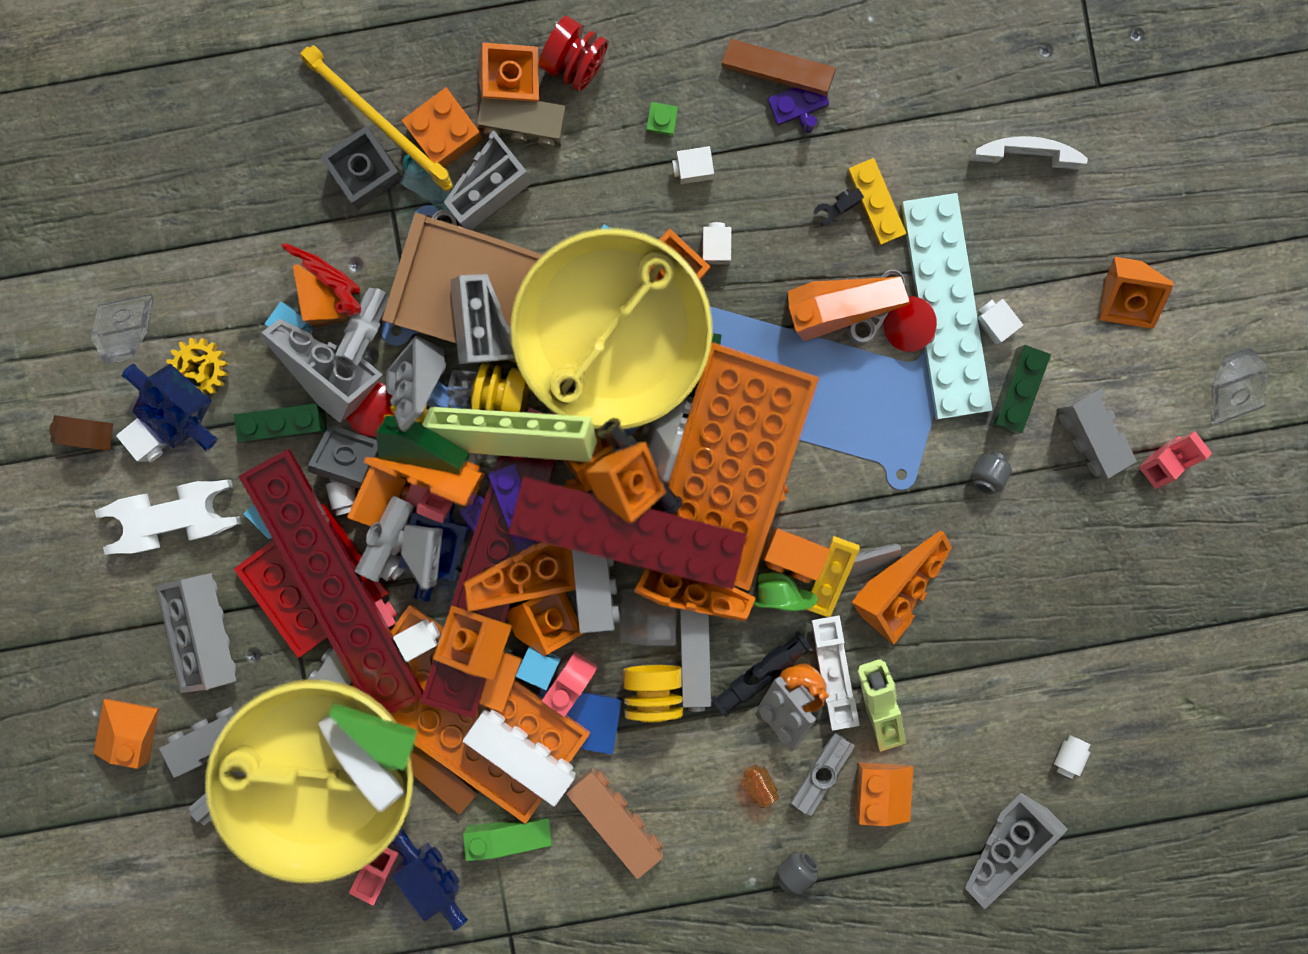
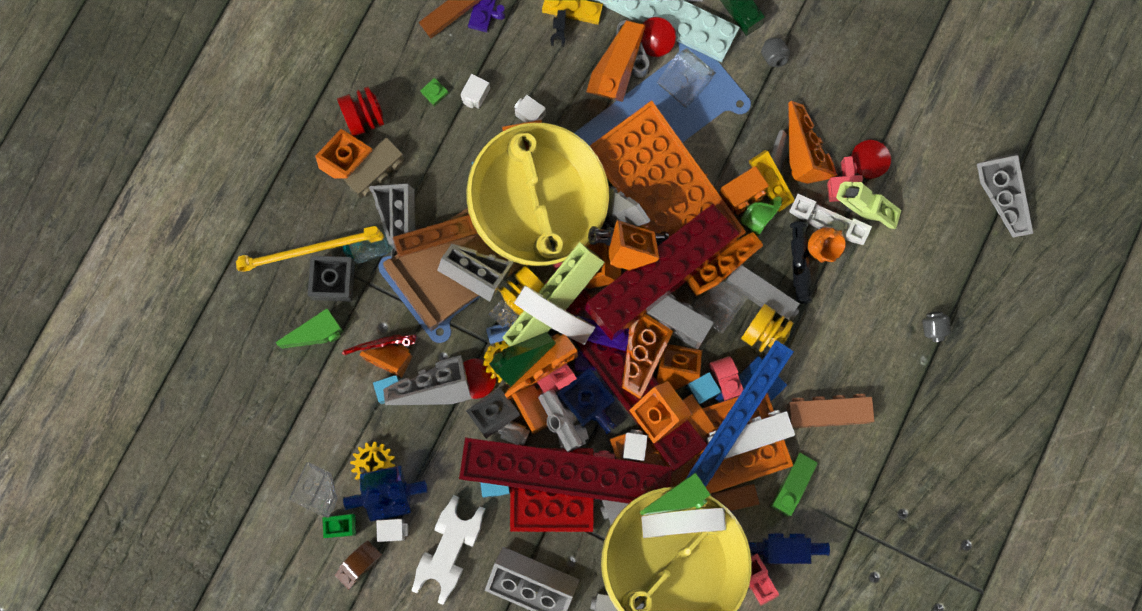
camera: 50 degrees left, 10 degrees down
(106, 384) = (339, 526): none -> green slope
(280, 423) = (444, 437): dark green brick -> none
(298, 197) = (315, 331): none -> bright green slope
(361, 328) = (425, 346): light grey piece -> none
(414, 378) = (479, 335): light grey wedge -> none
(422, 552) = (585, 400): light grey slope -> none
(442, 128) = (344, 215): orange brick -> none
(483, 244) = (434, 236): none -> dark orange plate
(487, 448) = (553, 315): none -> white slope
(528, 732) = (741, 412): none -> blue plate
(760, 786) = (867, 311): clear orange brick -> none
(784, 713) = (835, 261): light grey piece -> none
(813, 789) = (880, 256): light grey piece -> none
(883, 794) = (922, 244): orange slope -> none
(886, 392) = (686, 77): none -> clear slope
(895, 662) = (849, 170): none -> coral brick
(942, 668) = (871, 159): none -> red dish
(1072, 757) = (975, 121): white brick -> none

